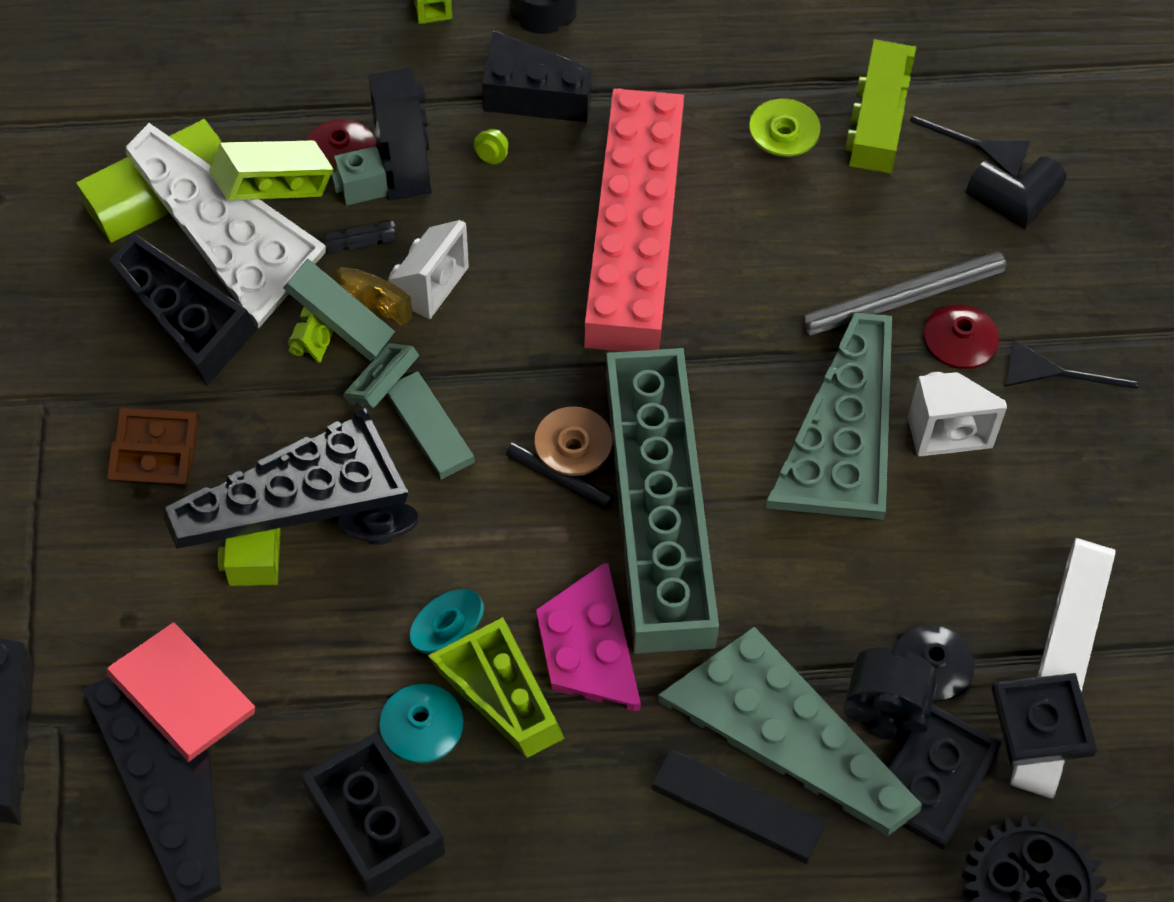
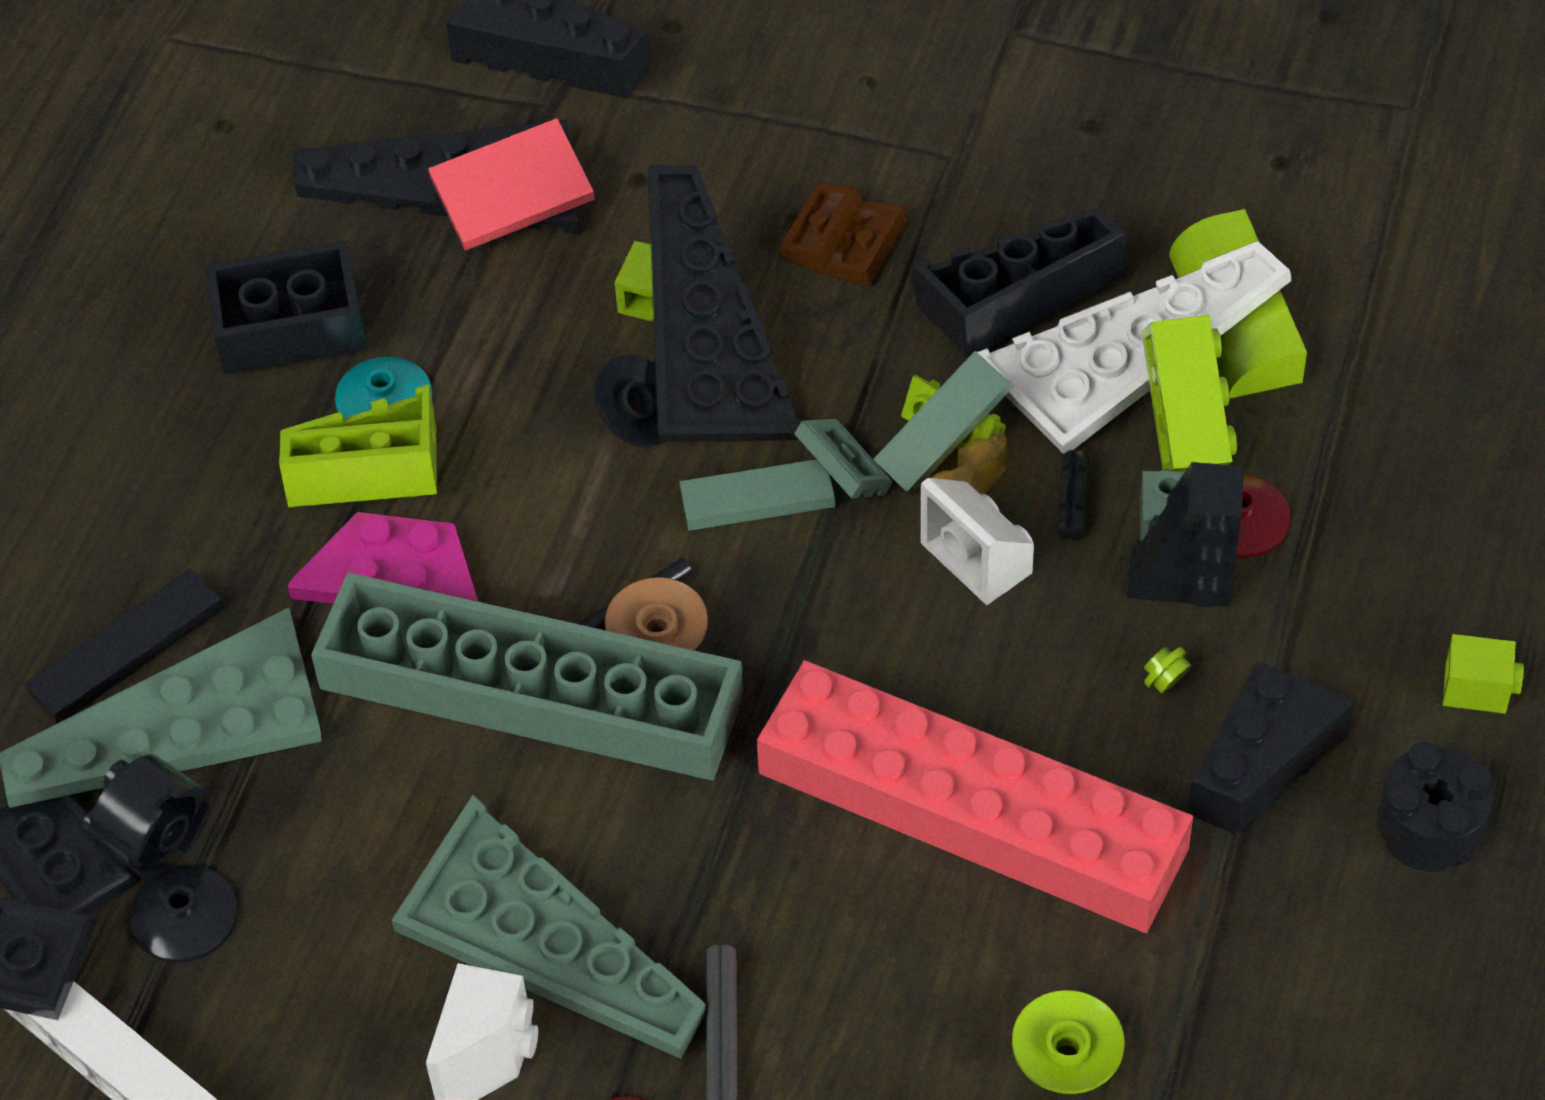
camera: 115 degrees right, 5 degrees down
(446, 620) = (477, 431): teal dish -> none

